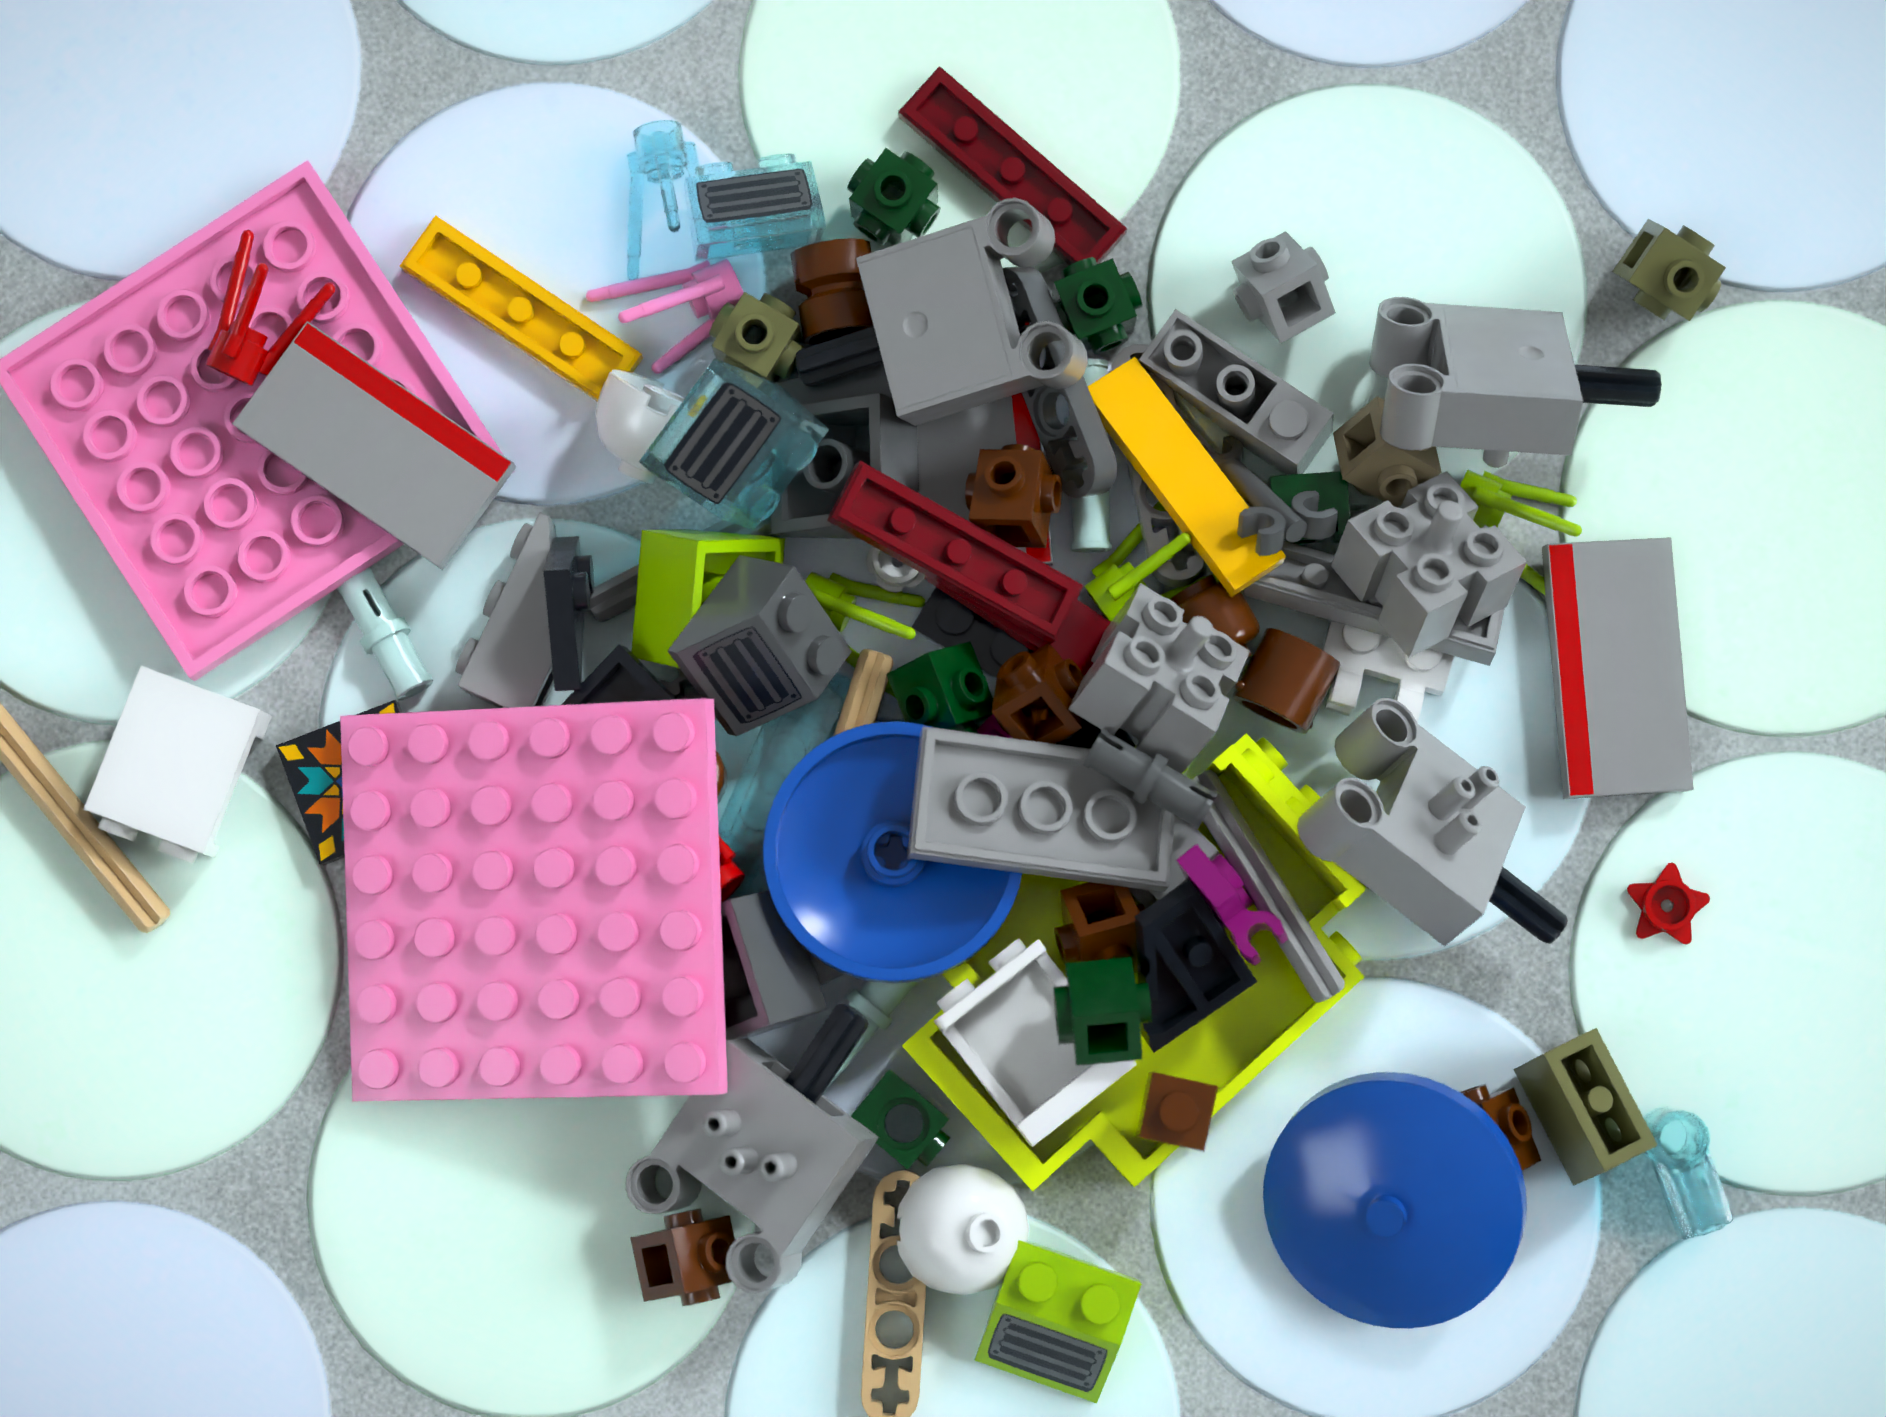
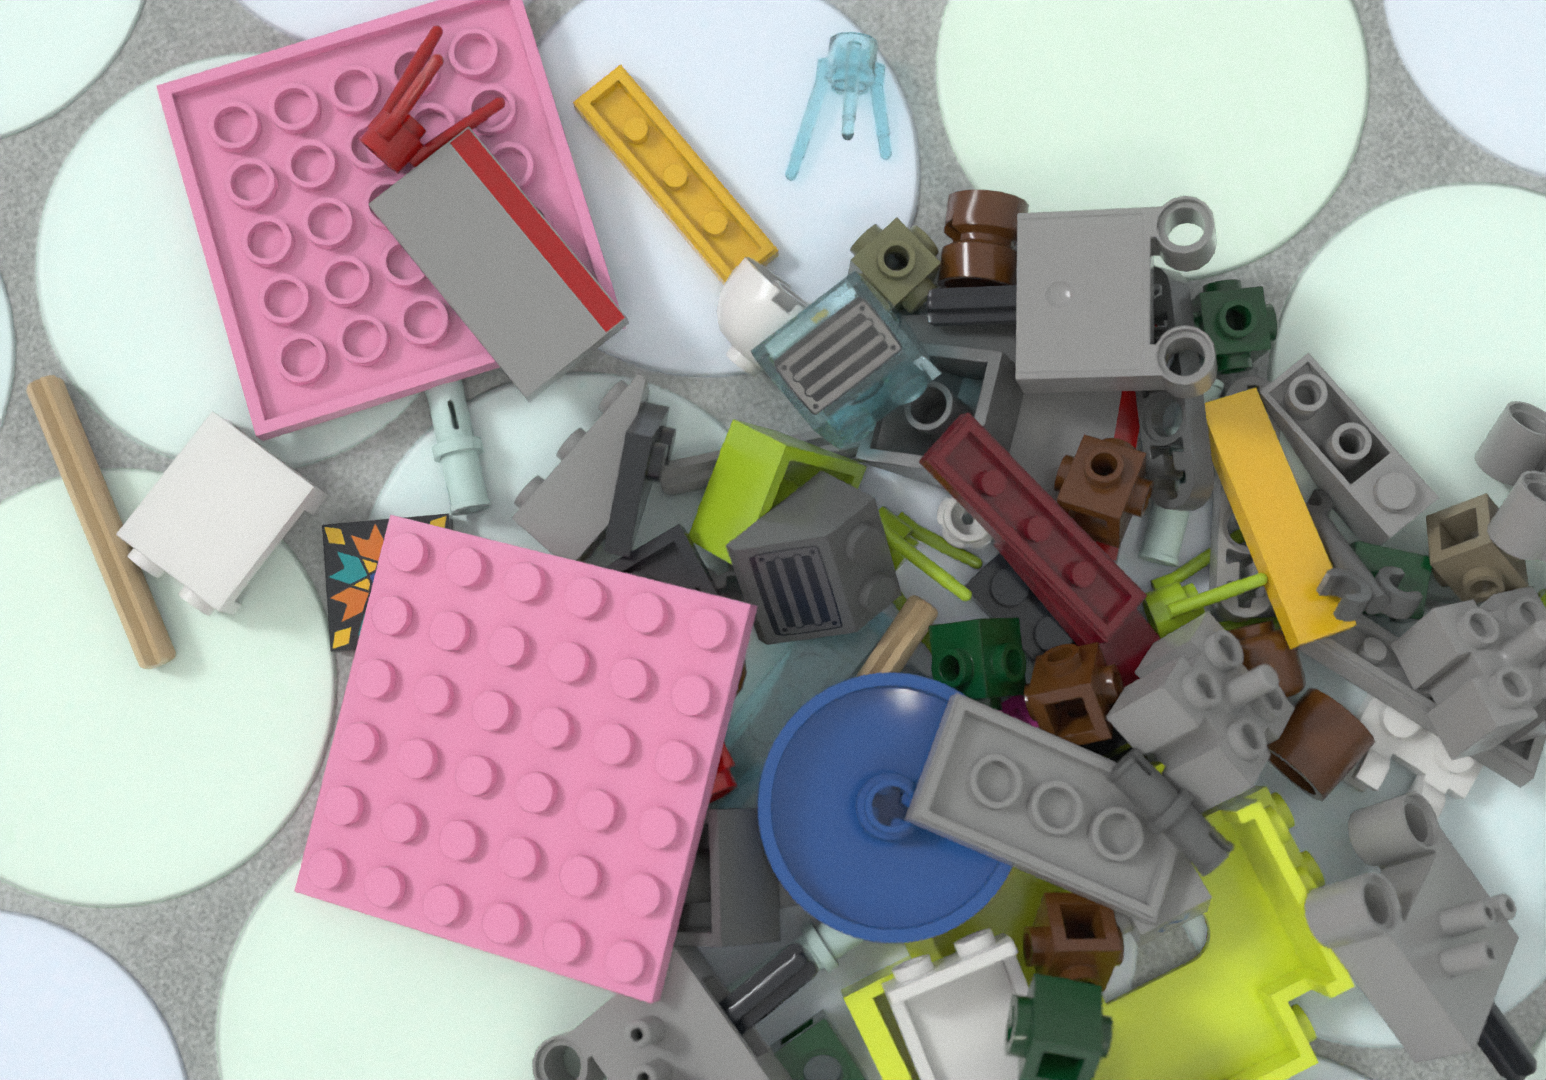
camera: 10 degrees right, 0 degrees up
(704, 287) = (856, 207): bright pink plant -> none
(753, 207) = (927, 141): clear light blue slope -> none
(893, 219) = (1052, 187): dark green brick -> none
(1009, 166) = (1174, 166): dark red tile -> none
(1186, 964) = (1153, 1001): black wing -> none
(1229, 901) = (1204, 946): magenta plate -> none
(1269, 892) = (1252, 961): light grey axle -> none
(1282, 286) = (1416, 361): light grey brick -> none

